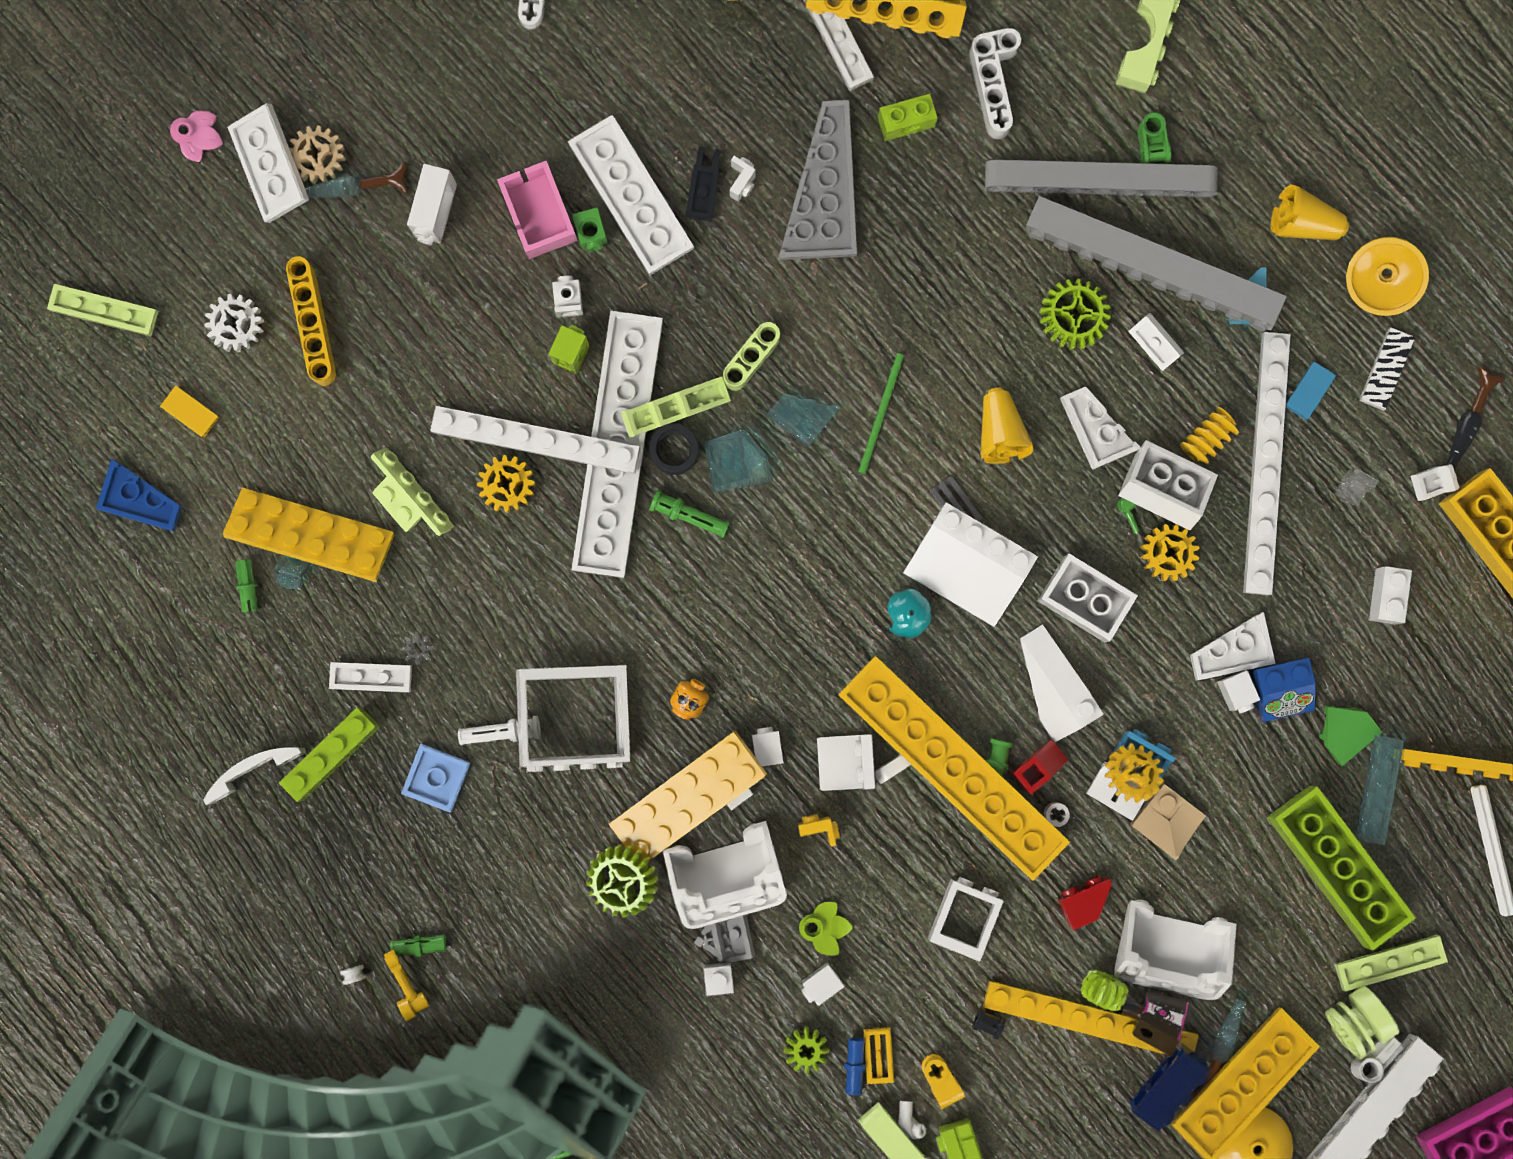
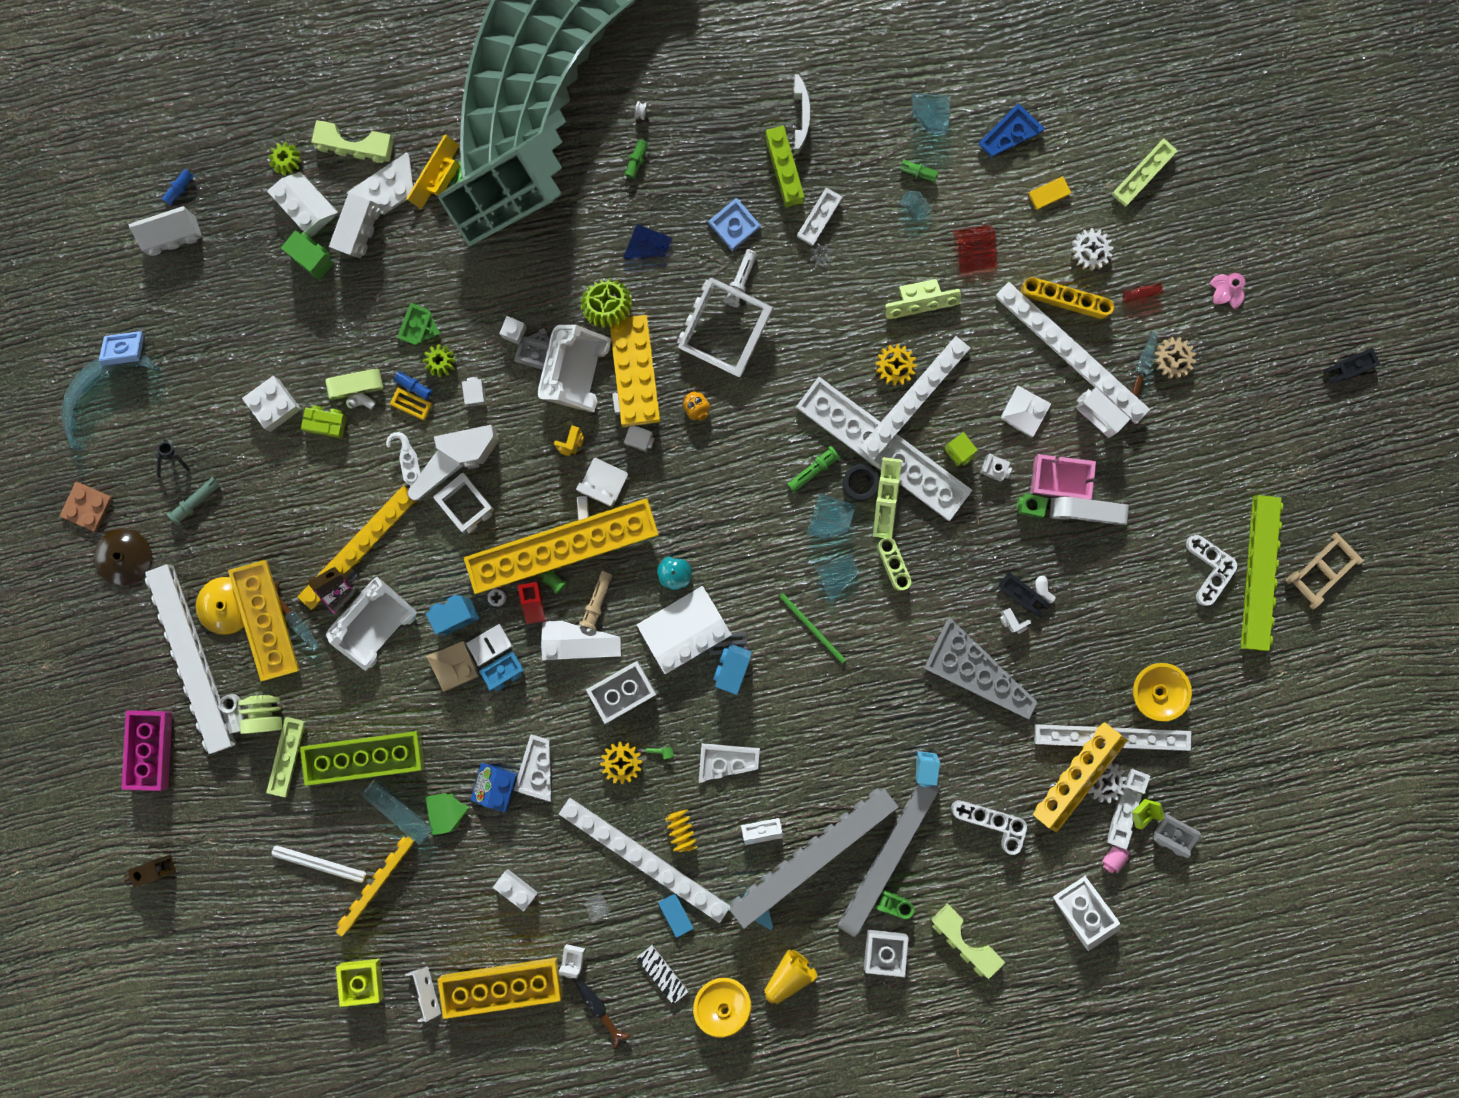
camera: 120 degrees right, 0 degrees up
(162, 609) = (932, 111): none -> clear light blue slope
(255, 234) = (1142, 292): none -> clear red pin
(268, 163) = (1185, 324): white tile -> none
(306, 464) = (976, 248): none -> clear red bracket
(308, 534) = (930, 225): yellow plate -> none
(376, 280) = (1072, 352): none -> white plate
(412, 1002) = (603, 137): yellow brick -> none
(478, 299) = (1025, 411): none -> white plate
(519, 873) = (647, 244): none -> clear blue wing
(560, 159) = (1088, 510): none -> white beam
(631, 195) = (1041, 544): white plate -> none
(685, 165) = (1041, 588): none -> white arm
(776, 1103) = (417, 325): none -> bright green slope
(828, 928) = (506, 416): lime plate -> none
(907, 117) = (997, 751): lime brick -> none
(916, 968) = (454, 451): none -> white slope
(943, 1084) = (370, 433): yellow piece -> none
(974, 186) = (927, 769): none -> medium azure slope
(985, 479) = (731, 673): none -> dark azure brick
(995, 1030) = (391, 482): black bush -> none
(1002, 429) = (759, 699): yellow cone -> none
(1005, 688) = (593, 609): none -> tan pin
(1085, 314) = (822, 798): lime gear -> none
(1086, 903) = (431, 583): red slope -> none
(1104, 990) = (371, 564): lime gear -> none
(1108, 849) = (452, 615): none -> dark azure brick
(1137, 784) = (487, 658): yellow gear -> none
(1168, 485) = (664, 784): white brick -> none
(1169, 1087) = (289, 572): clear blue brick -> none
(1216, 121) = (886, 953): none -> white brick
(1239, 691) = (508, 757): white brick -> none

